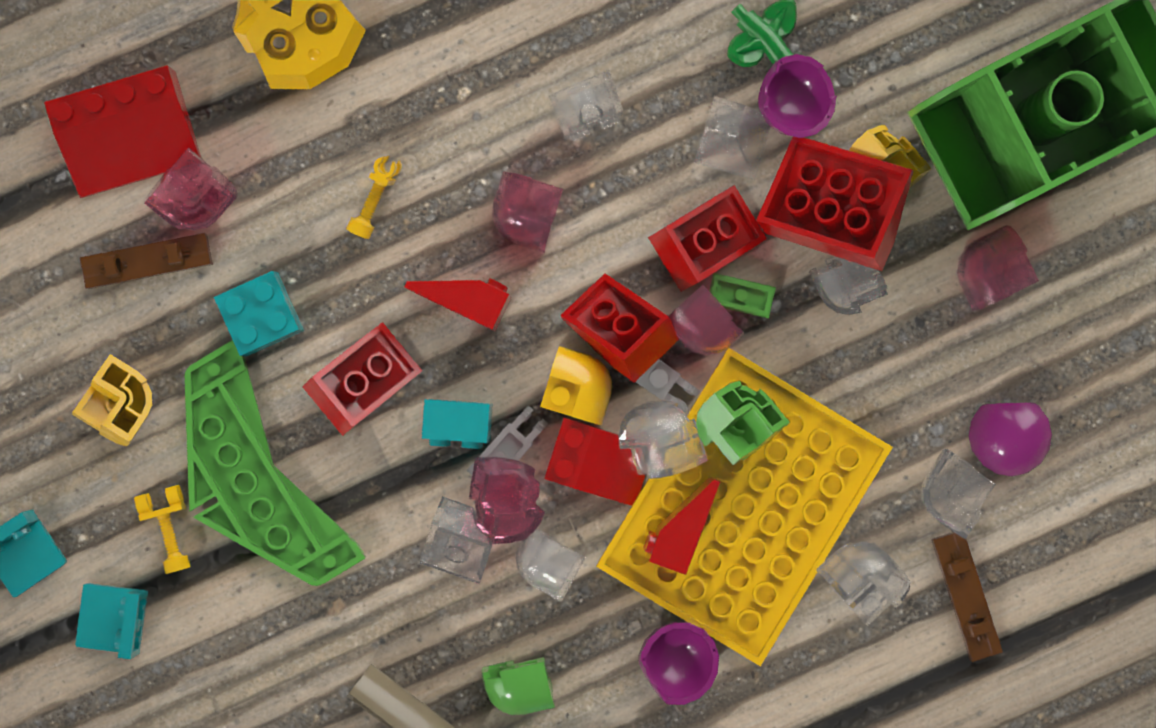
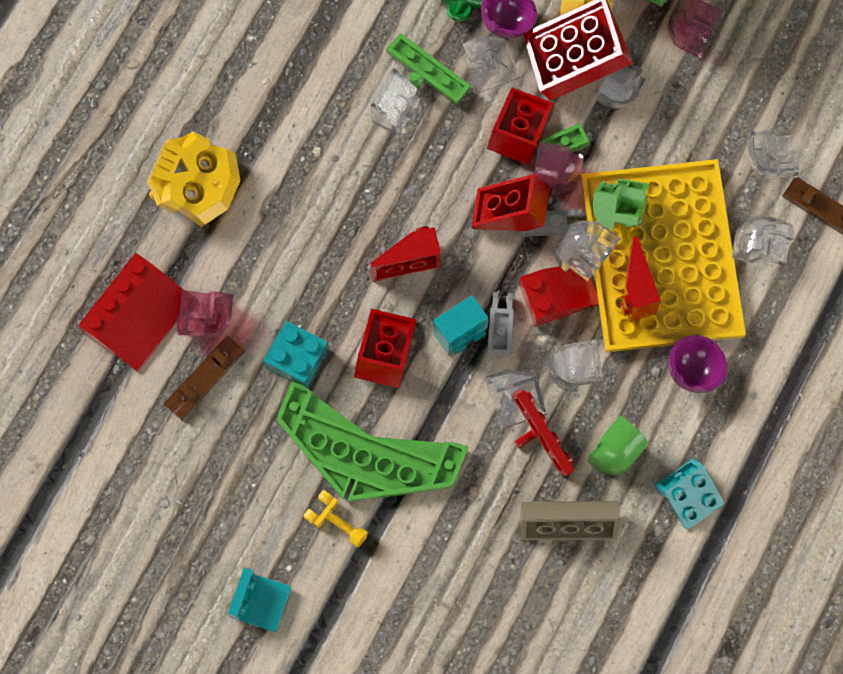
camera: 40 degrees left, 15 degrees down
(111, 619) = (344, 598): teal bracket -> none
(116, 402) = (251, 465): yellow brick -> none
(361, 225) = (309, 227): yellow bar -> none
(453, 595) = (539, 429): none -> red plate
(505, 499) = (523, 345): clear pink brick -> none
(525, 210) = (405, 184): clear pink brick -> none
(578, 386) = (512, 257): yellow brick -> none
(656, 92) = (427, 69): none -> bright green plate
(1010, 437) = (778, 106): magenta cylinder -> none

